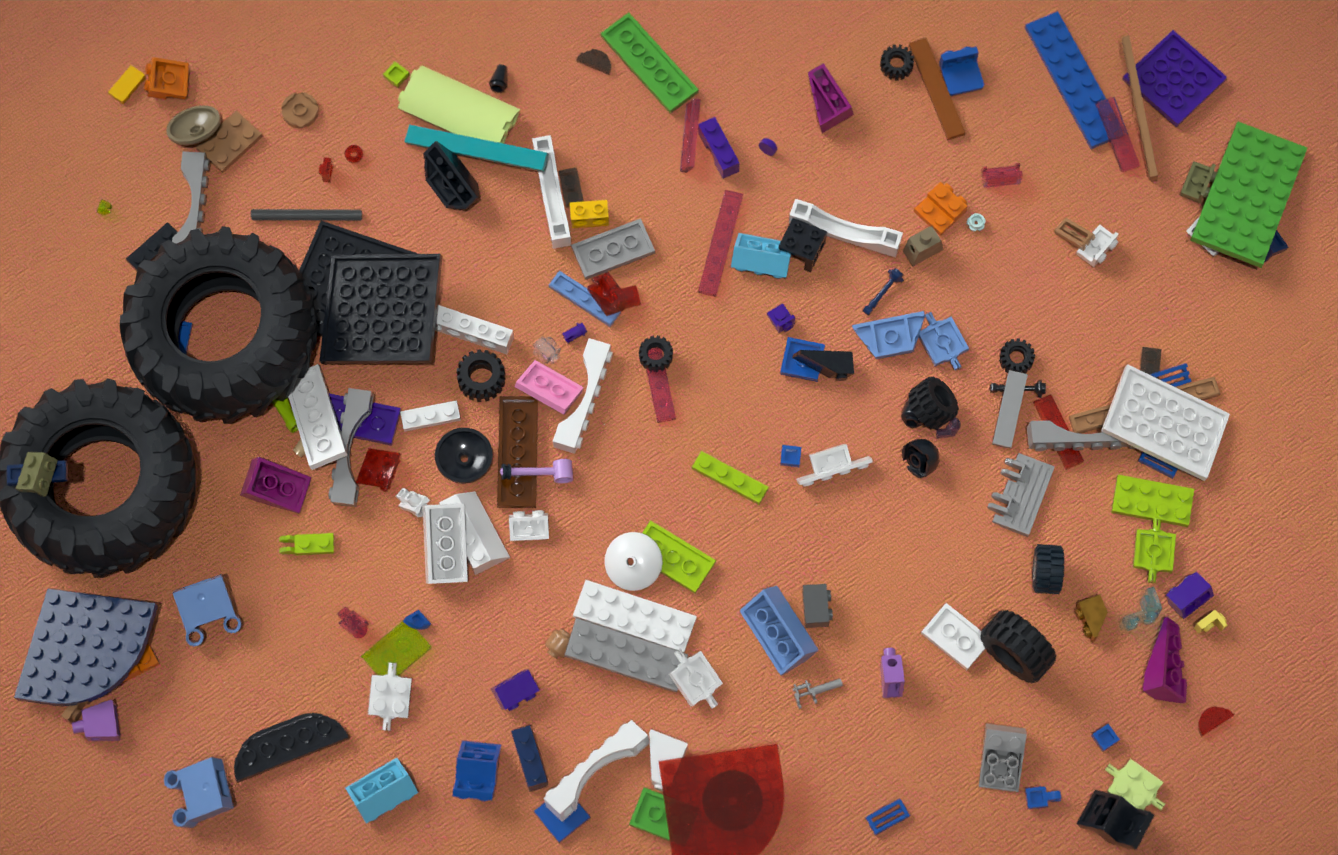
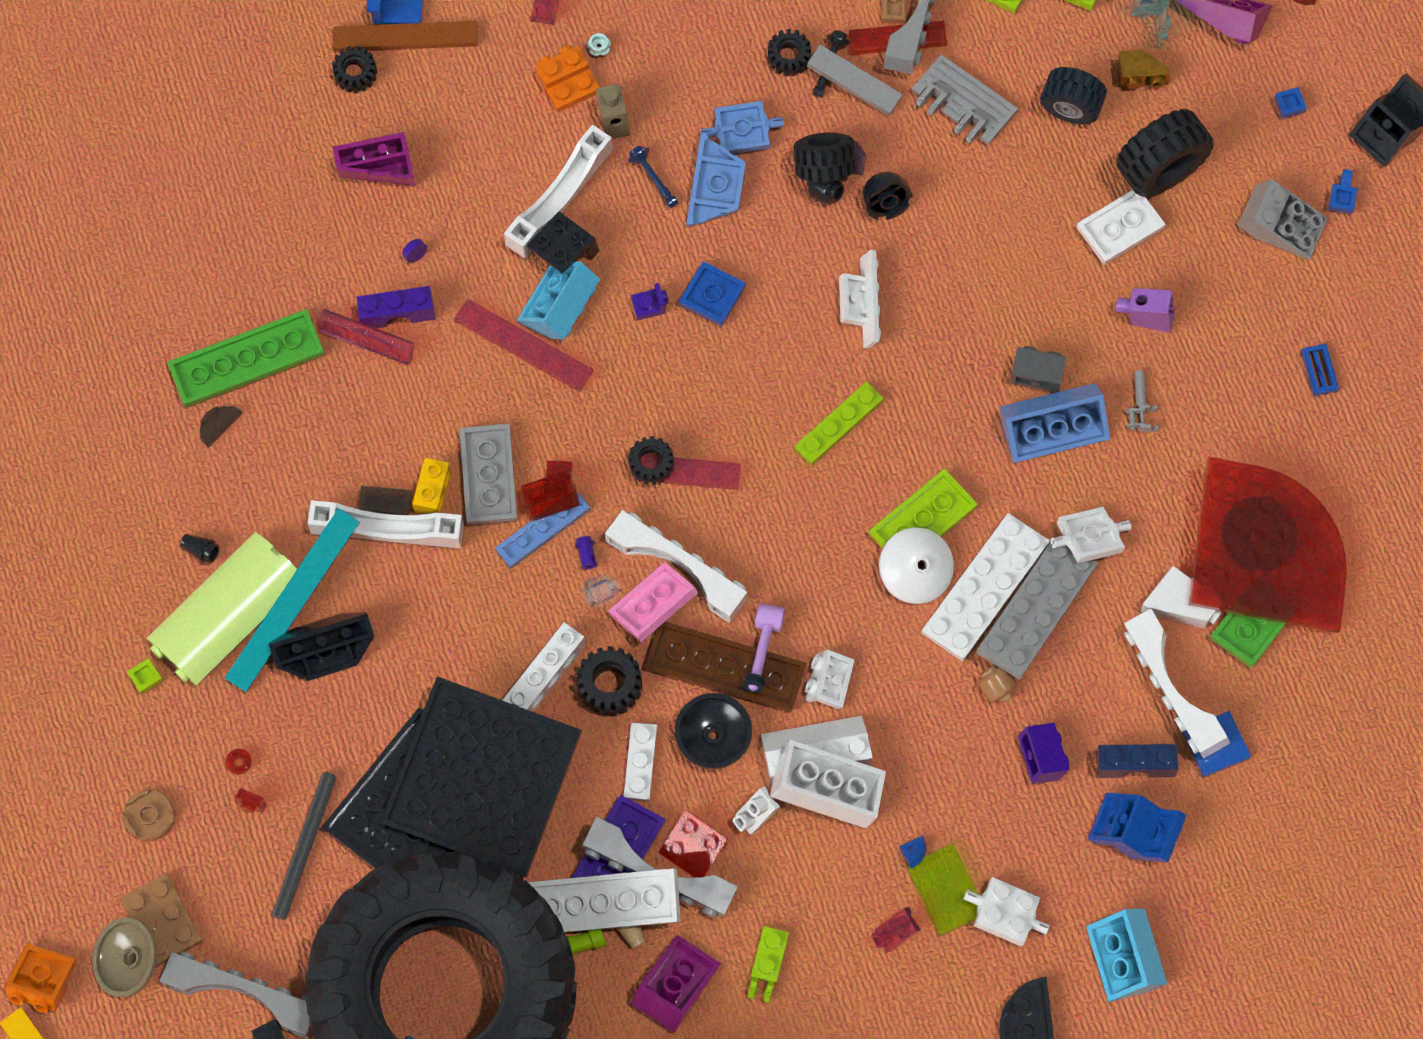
camera: 70 degrees left, 0 degrees up
(790, 456) = (834, 344): blue plate -> none
(829, 363) = (733, 260): black slope -> none
(1135, 785) = (1355, 90): yellowish green plate -> none

